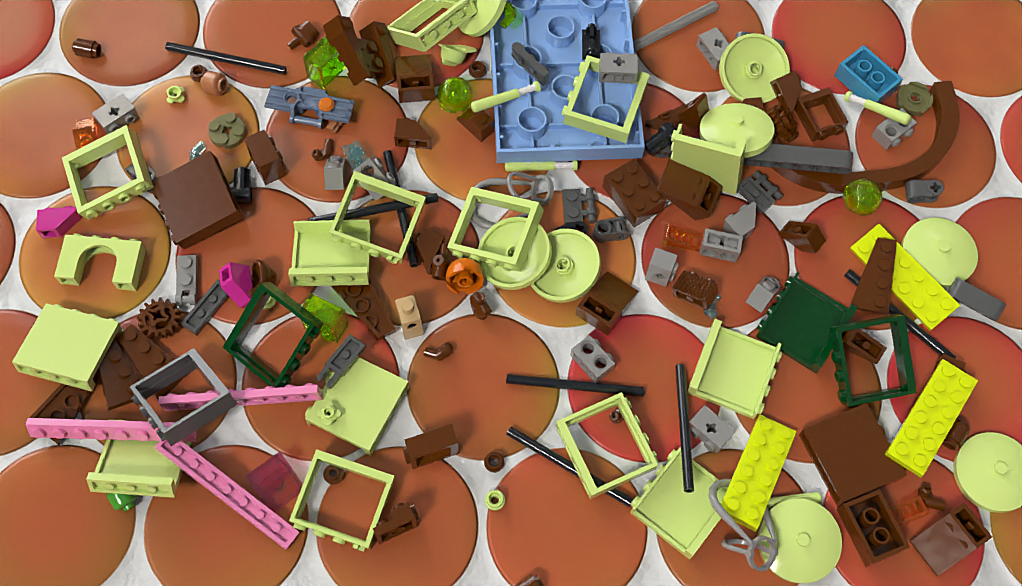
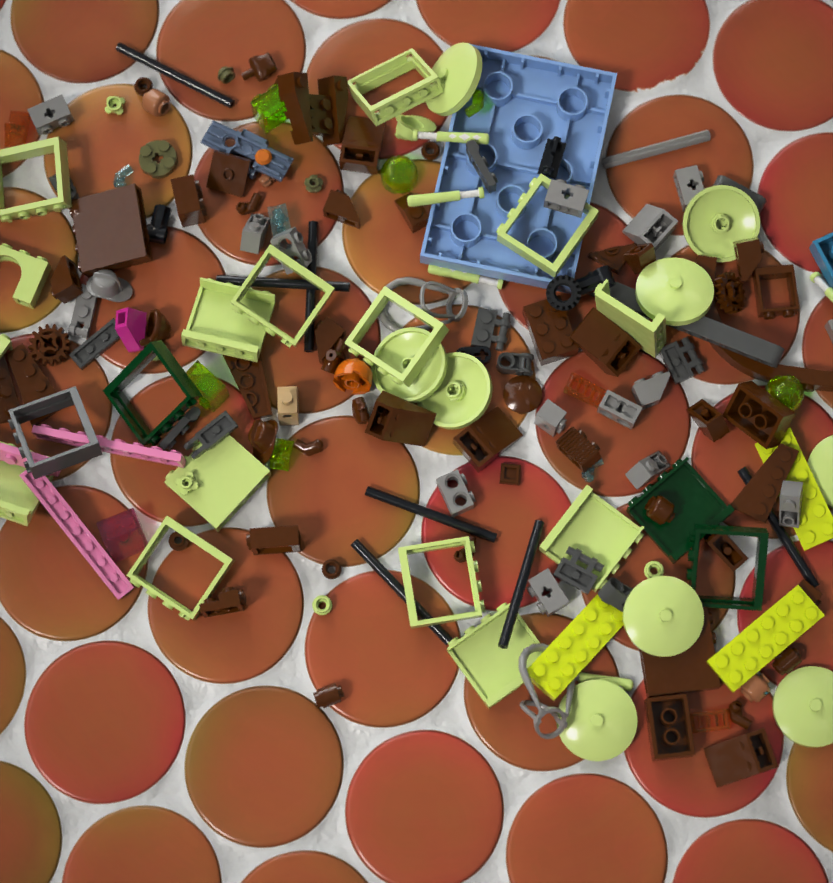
camera: 20 degrees right, 10 degrees up
(86, 48) = (36, 31): reddish brown brick -> none
(162, 256) = (66, 281): none -> reddish brown slope
(205, 250) = (108, 286): none -> light grey piece
(273, 47) = (226, 74): none -> olive plate
(297, 126) = (228, 173): none -> reddish brown plate
(309, 363) = (181, 427): none -> dark grey hinge
(378, 124) = (313, 188): none -> olive plate
(393, 353) = (262, 437): none -> reddish brown piece
(414, 365) = (281, 454): none -> clear neon green bracket
(495, 46) = (457, 137): none -> yellowish green piece
(521, 304) = (400, 421): none -> reddish brown slope
(626, 255) = (522, 394): none -> reddish brown dish
(637, 329) = (510, 474): none -> reddish brown tile
(639, 163) = (575, 293): none -> black tyre
(693, 83) = (651, 226): none -> light grey slope
(732, 405) = (574, 574): none -> dark grey plate
(779, 414) = (614, 593): none -> dark grey piece
(790, 324) = (660, 509): none -> reddish brown head
(805, 380) = (653, 564): none -> yellowish green plate
(830, 421) = (663, 616): none -> yellowish green dish
(850, 216) = (758, 414): none -> reddish brown brick
(906, 288) = (790, 503): none -> light grey slope
(938, 468) = (756, 688): none -> nougat head

